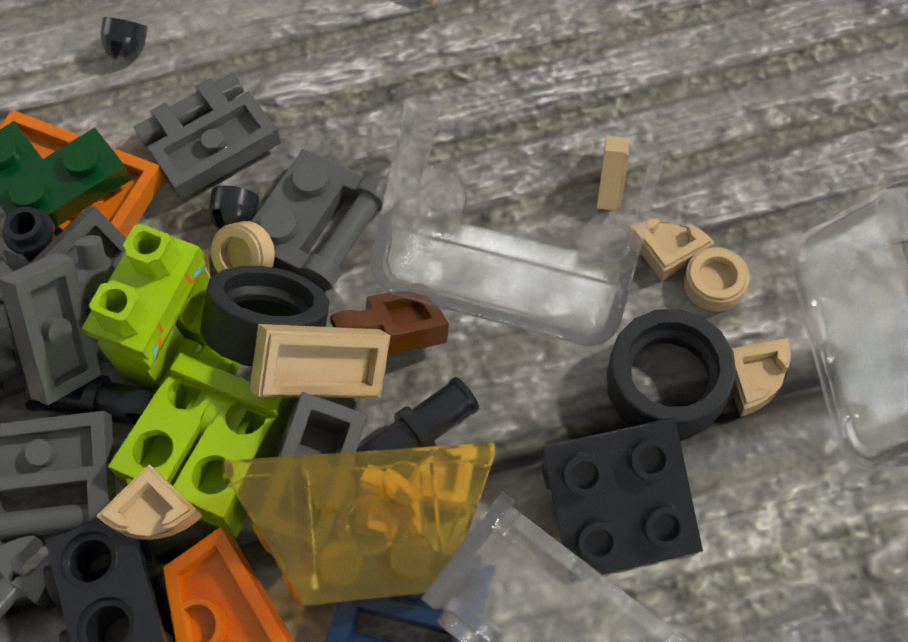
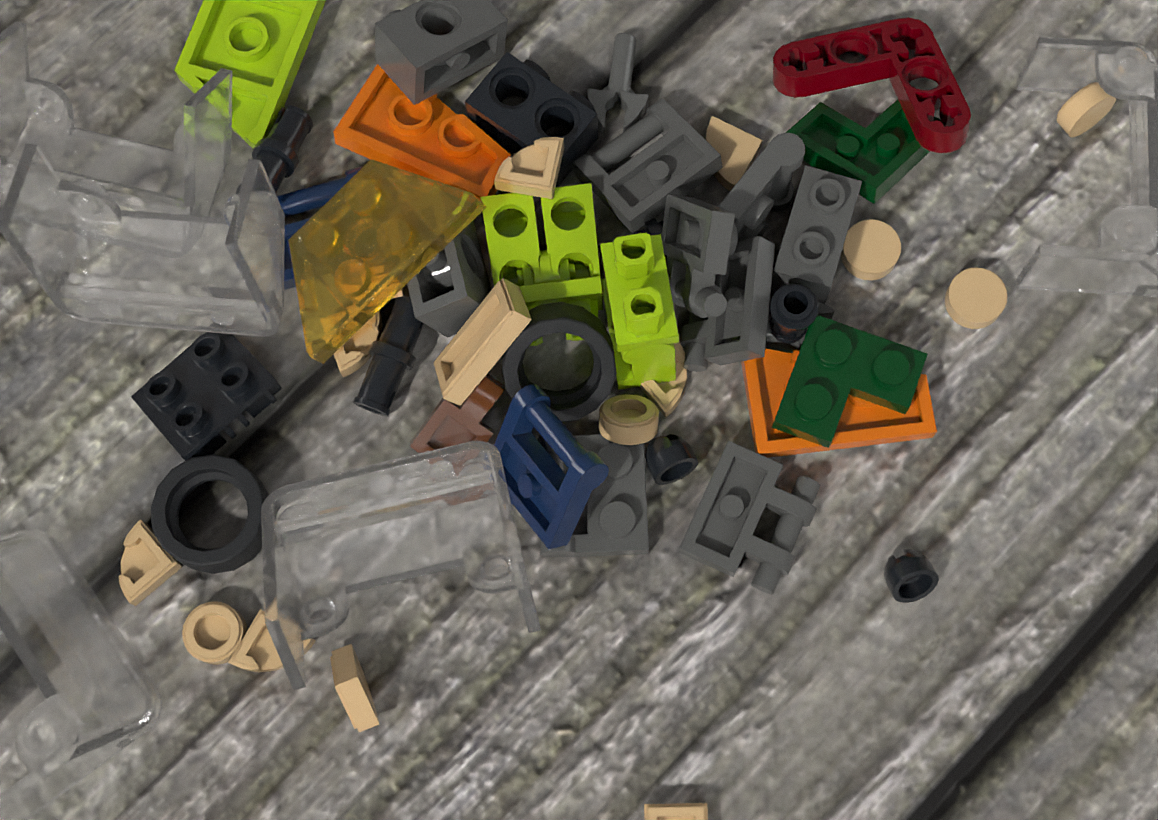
camera: 150 degrees right, 10 degrees up
(353, 212) = (536, 483): none -> dark blue plate

